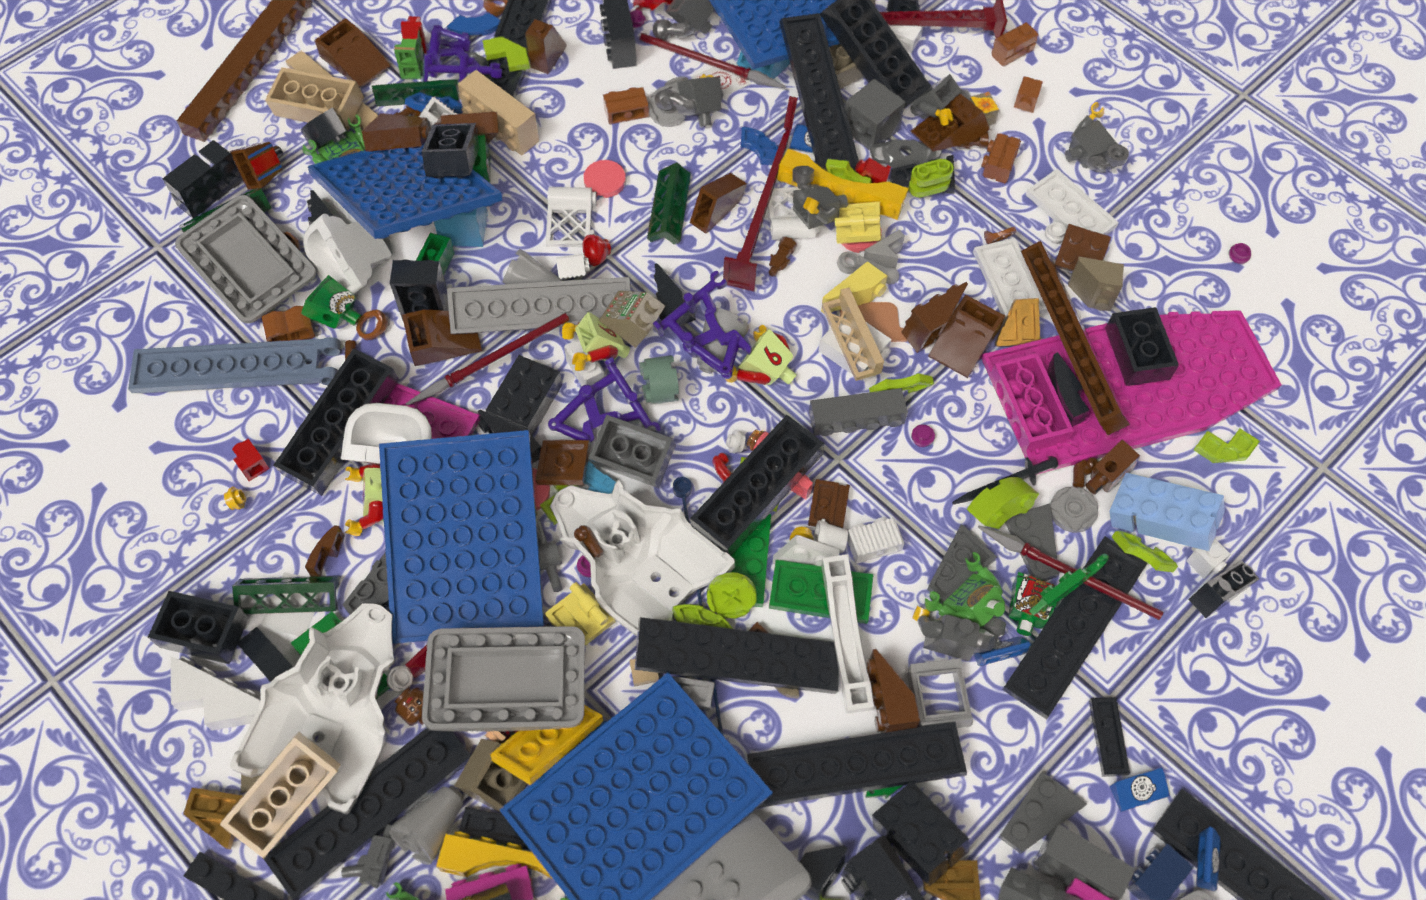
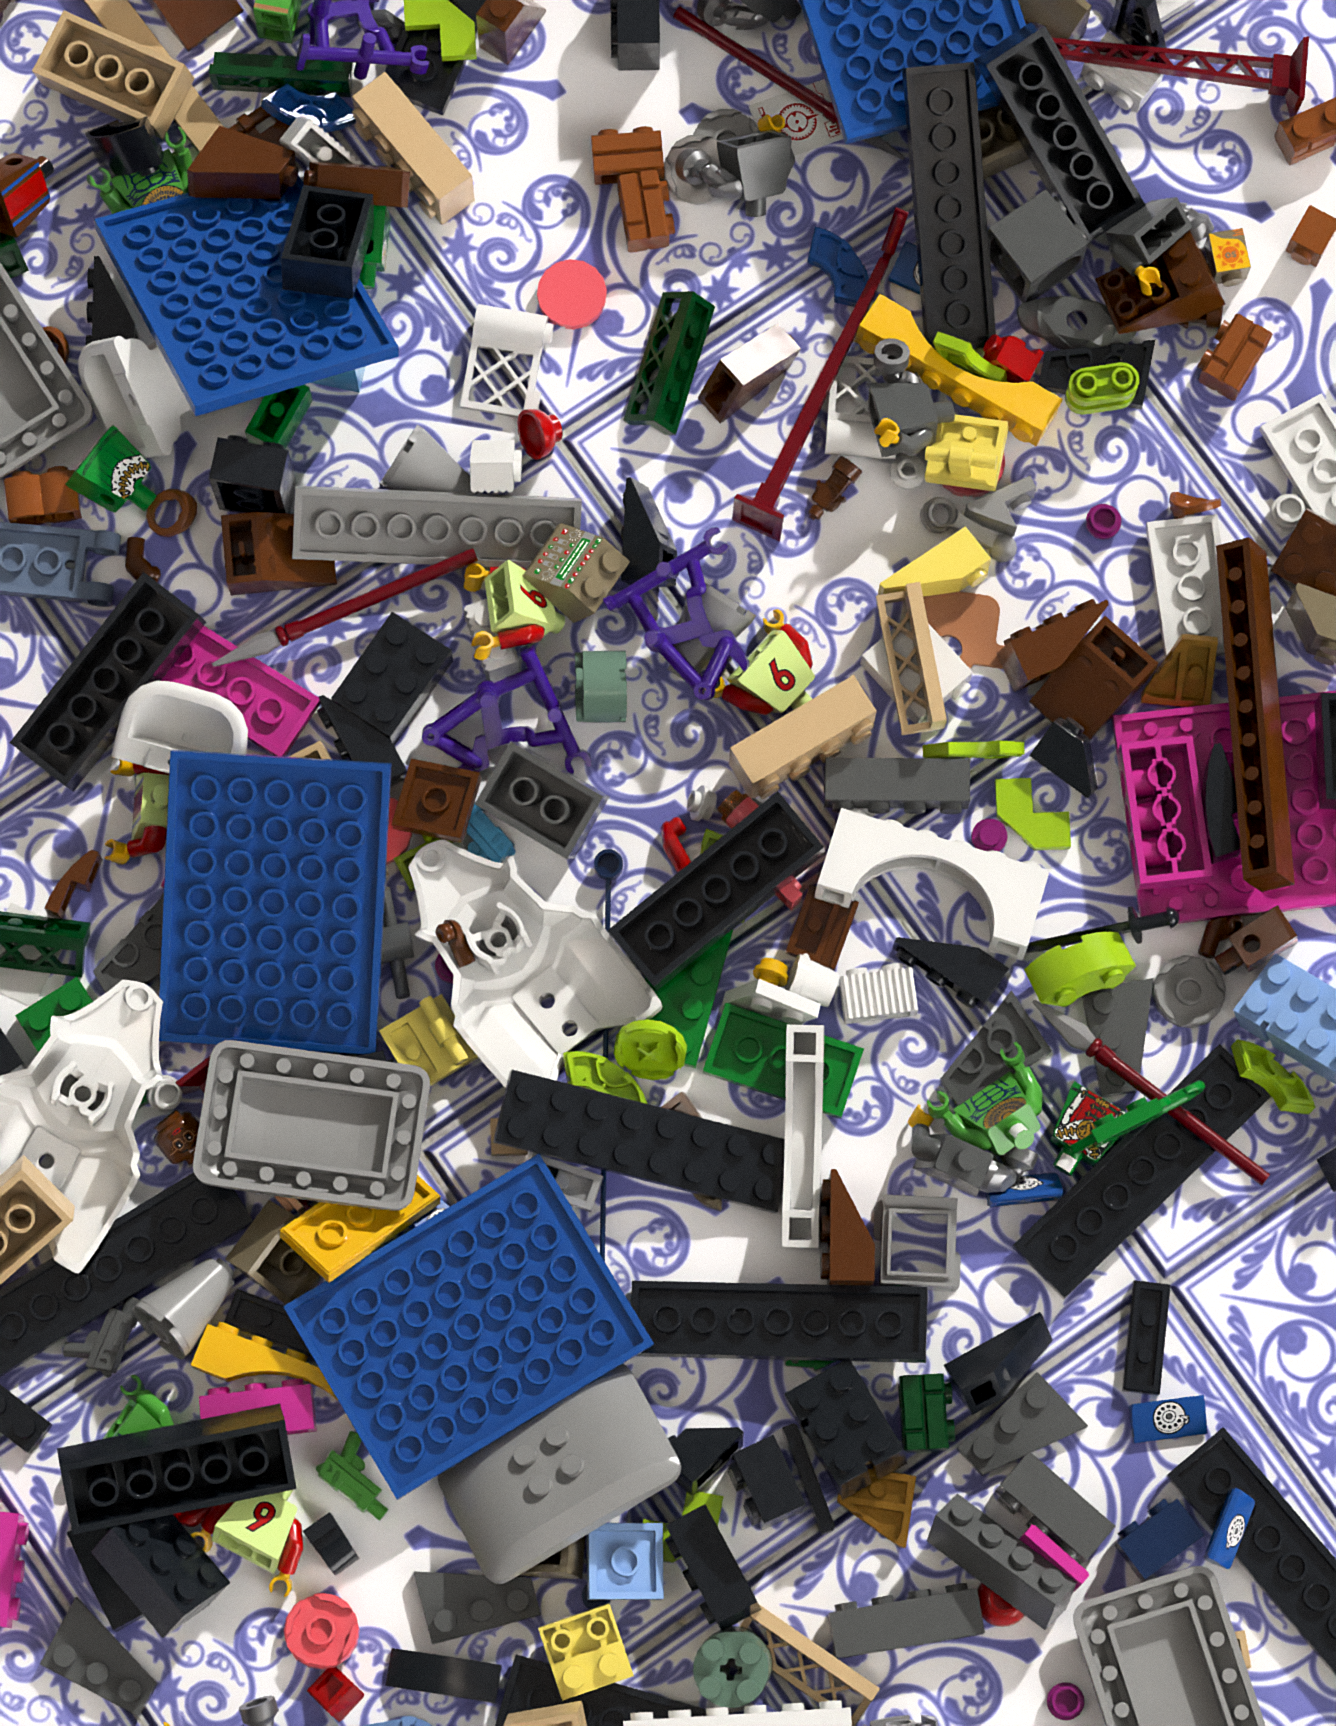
camera: 10 degrees right, 15 degrees up
(640, 130) = (644, 211): none -> dark orange brick
(793, 389) = (802, 738): none -> tan brick
(824, 247) = (903, 481): none -> white plate
(924, 515) = (962, 968): none -> black slope
(940, 462) = (1002, 886): none -> white arch
(947, 252) = (1103, 521): none -> magenta plate
(953, 427) = (1037, 830): none -> lime tile
(960, 378) = (1068, 755): none -> black slope
(971, 812) = (924, 1413): none -> dark green brick
(1012, 772) = (998, 1364): none -> black slope

